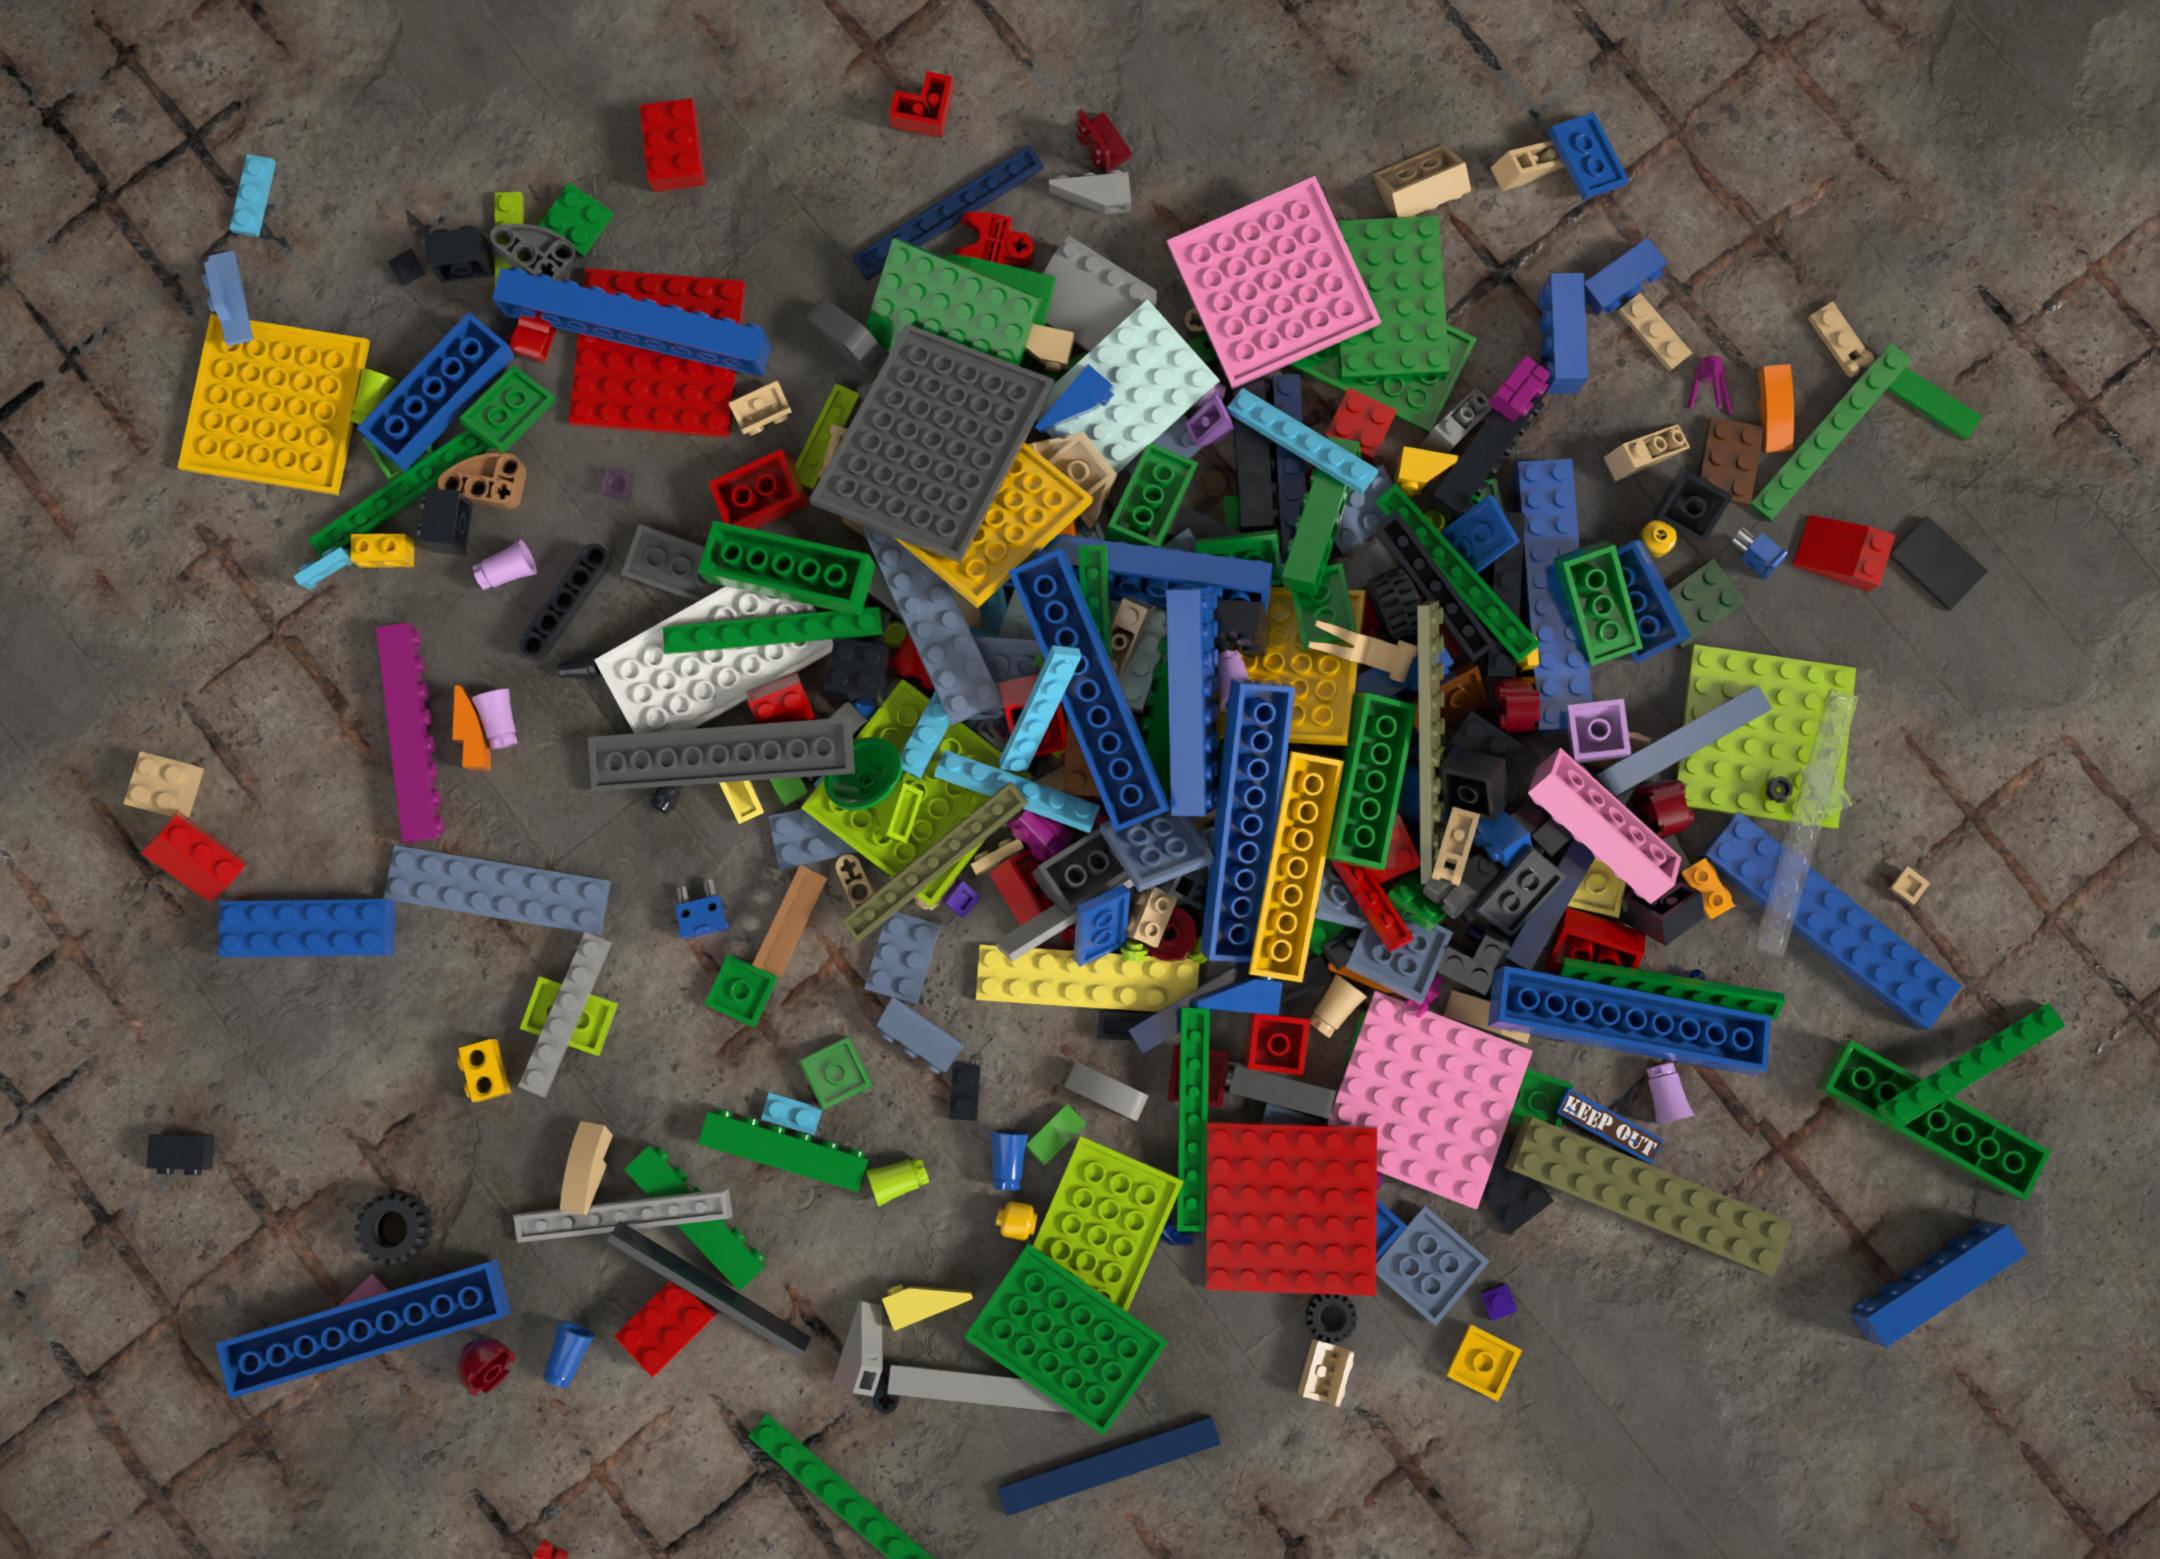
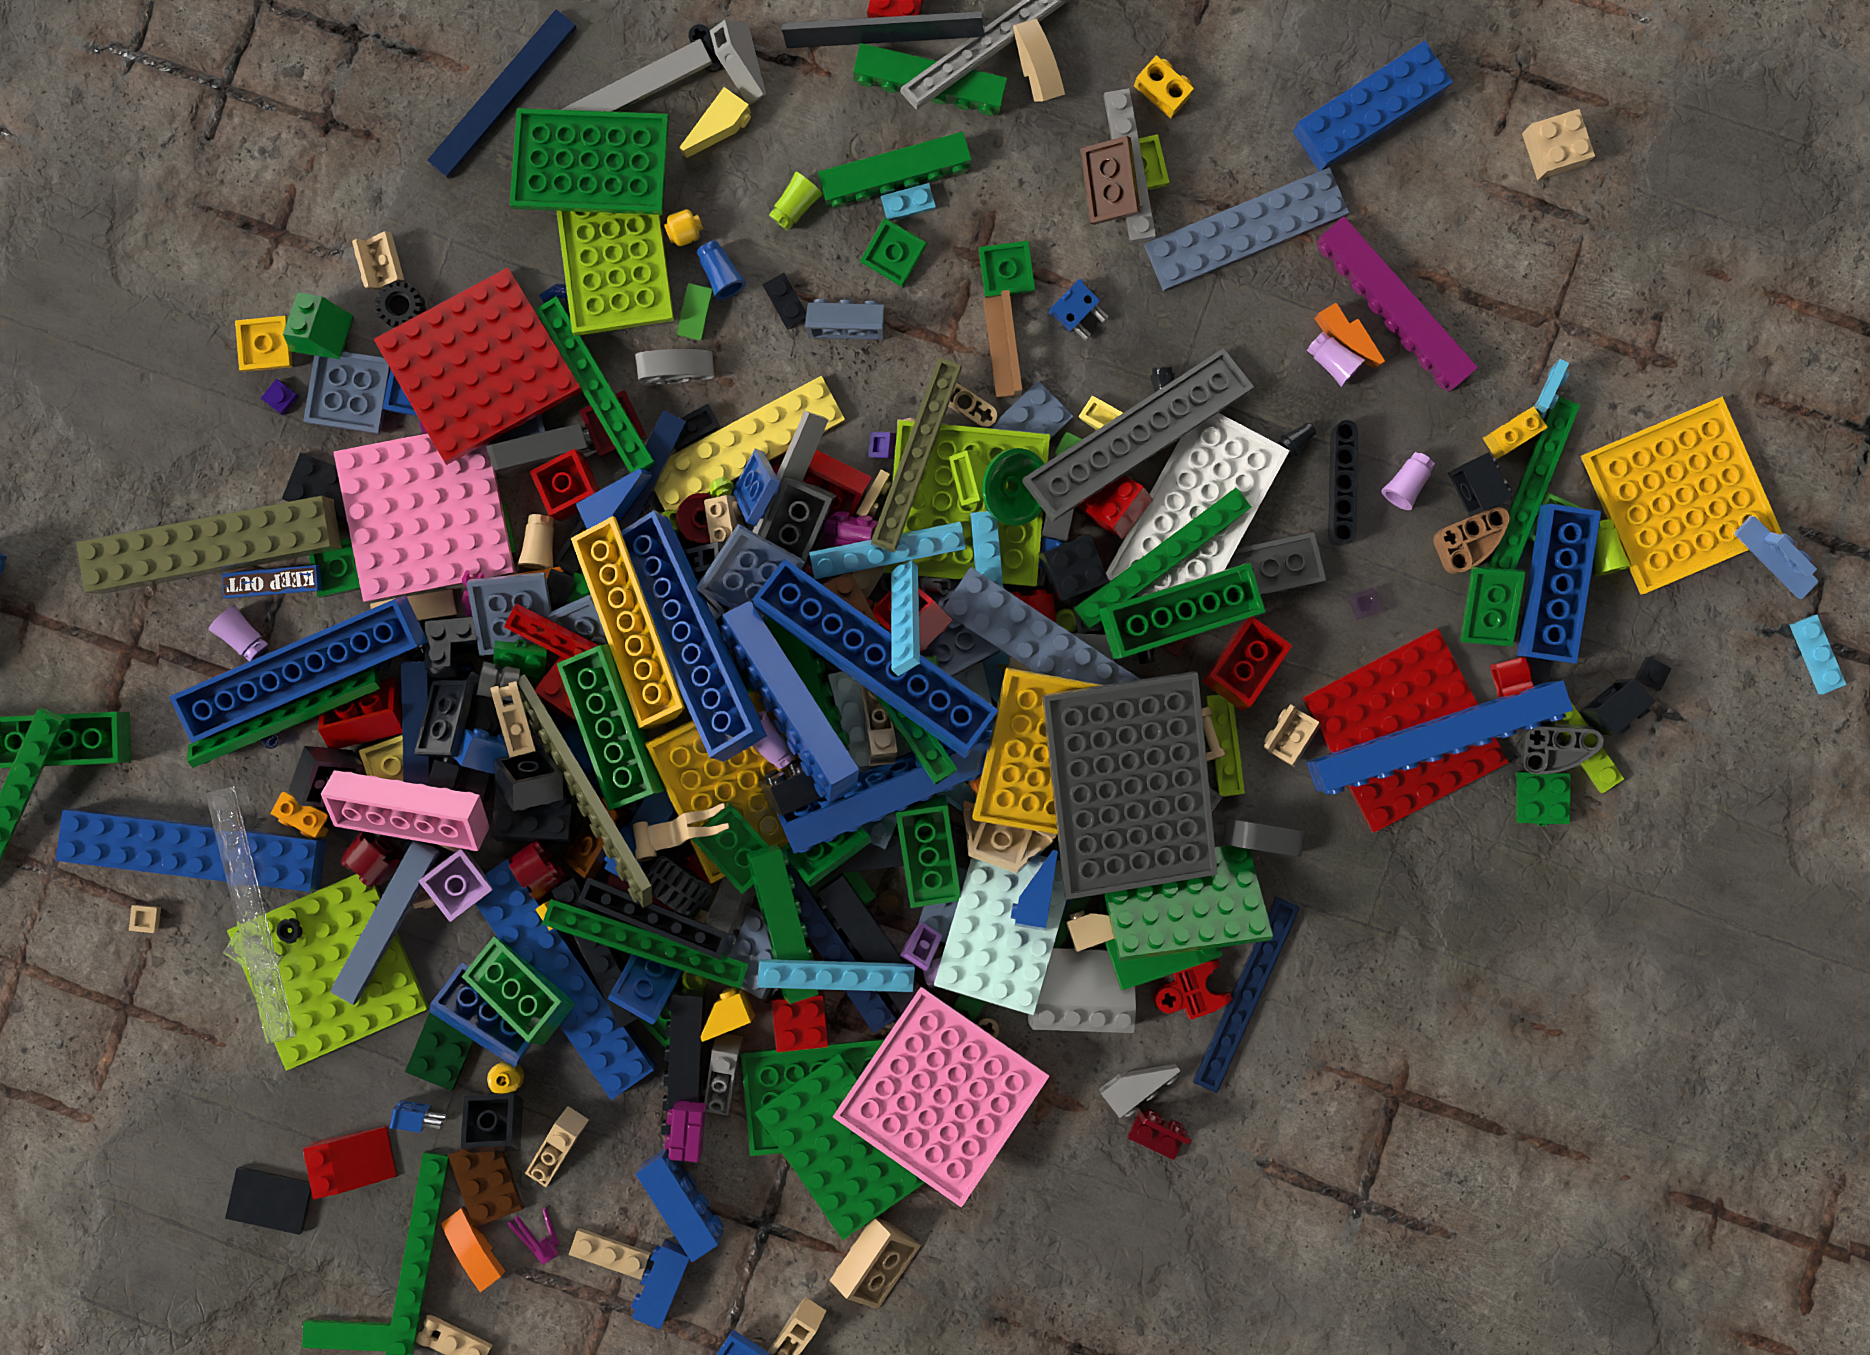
camera: 145 degrees right, 5 degrees up
(194, 856) = (1496, 105): red slope -> none
(592, 1008) = (1110, 180): none -> reddish brown plate
(672, 145) = (1506, 908): red brick -> none
(902, 957) = (898, 372): sand blue plate -> none
(927, 112) = (1317, 1065): red brick -> none
(1421, 1342) = (317, 327): none -> green slope

